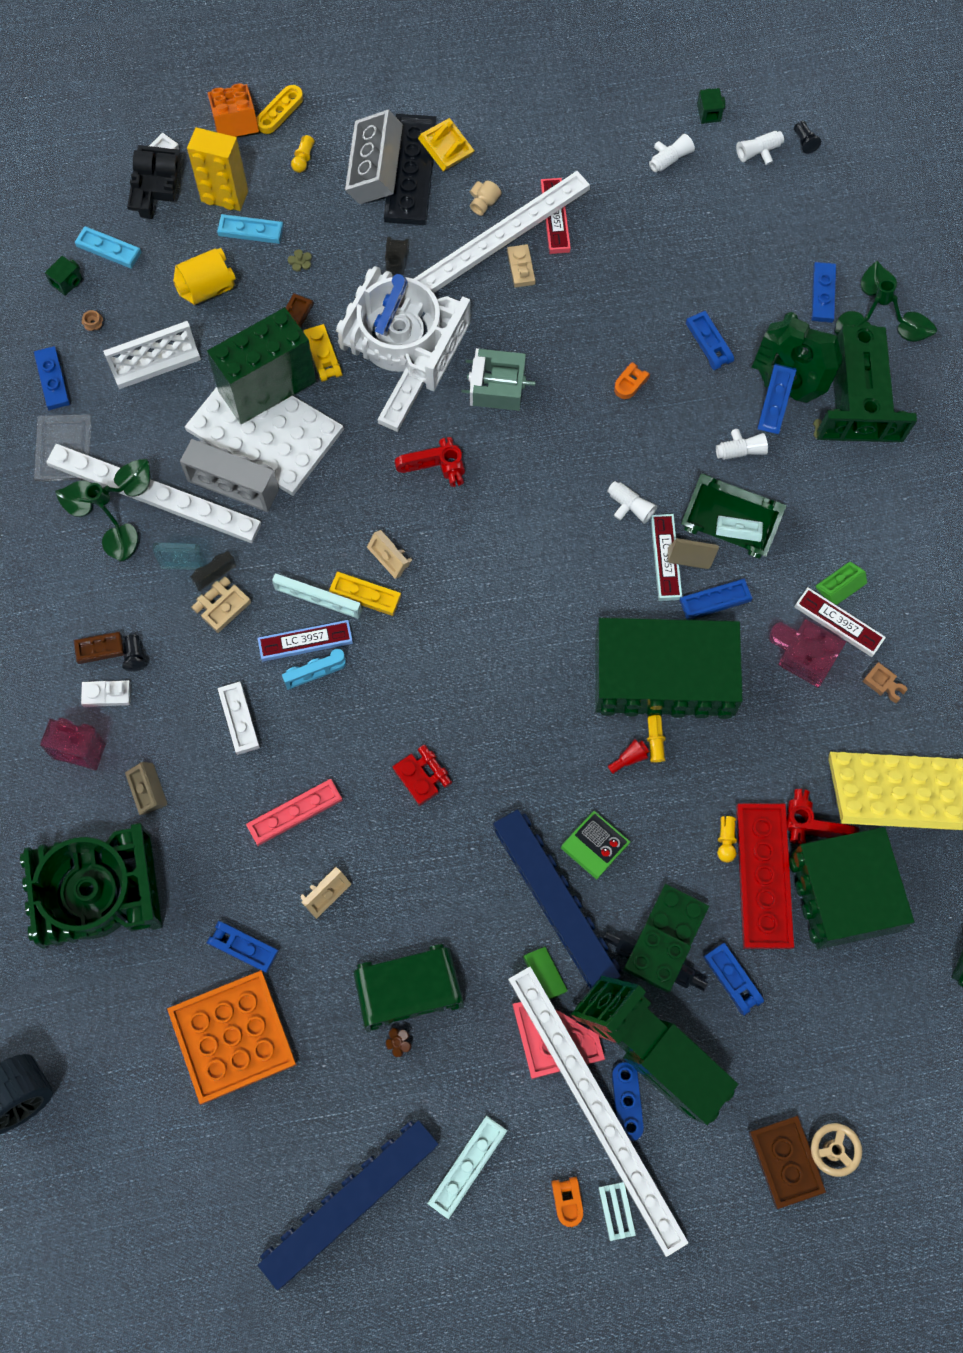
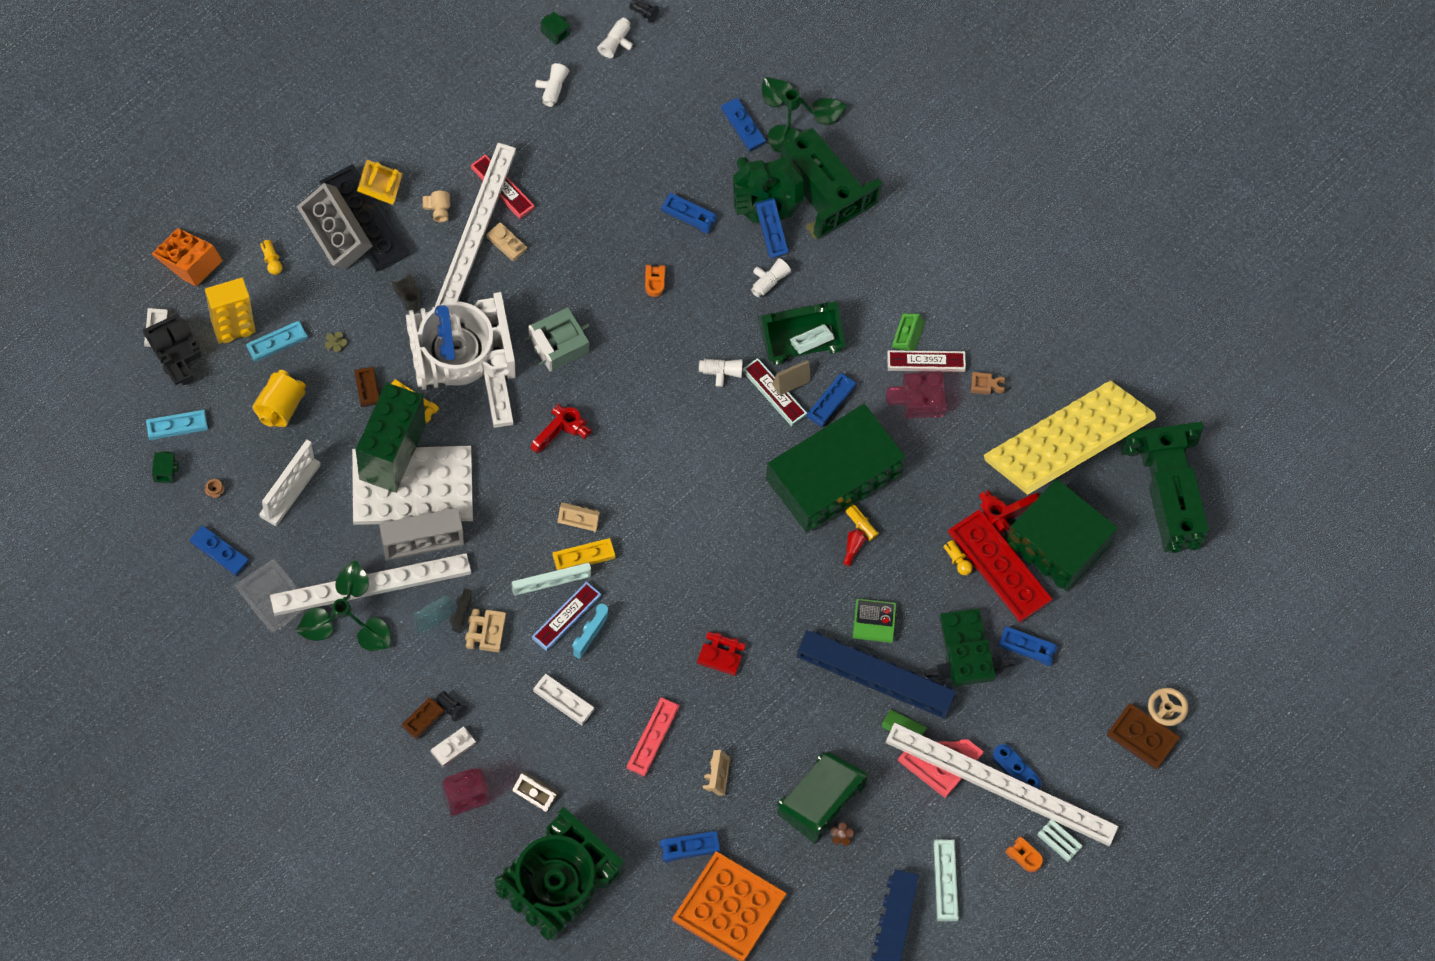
camera: 40 degrees left, 5 degrees down
(270, 119) = (223, 226): yellow plate -> none
(656, 1048) = (1012, 717): dark green brick -> none

